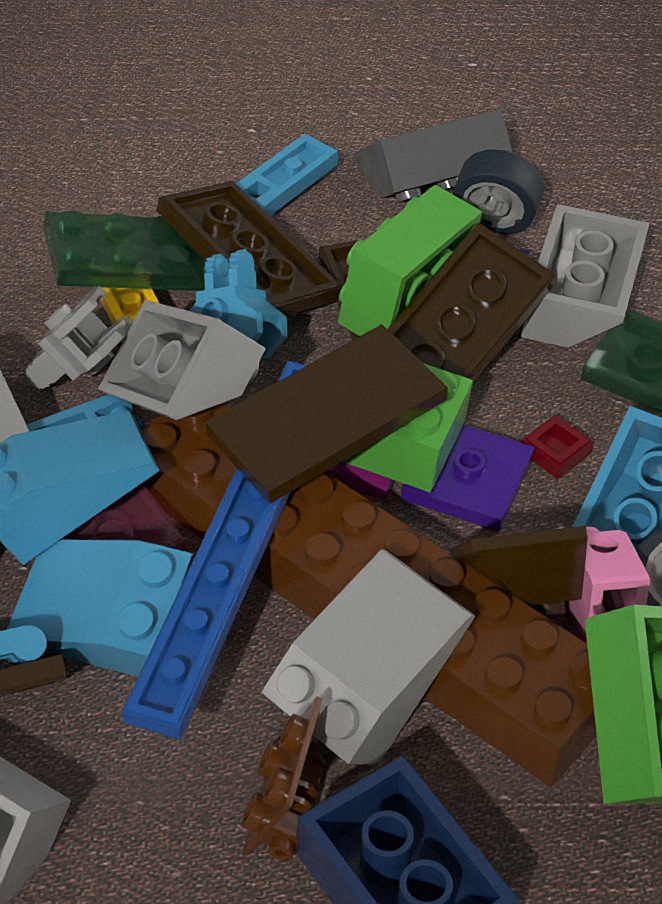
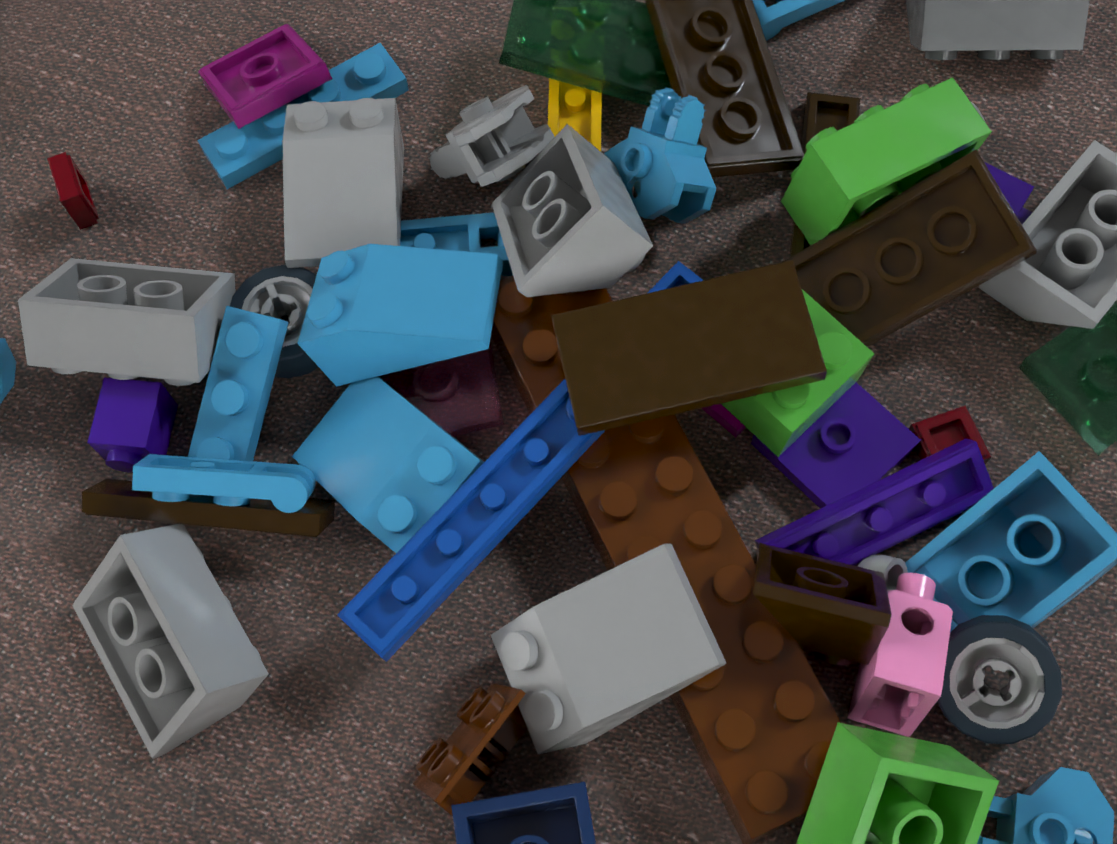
camera: 30 degrees right, 20 degrees up
(502, 188) = (1039, 91): black wheel -> none
(544, 490) = (890, 508): none -> dark purple tile

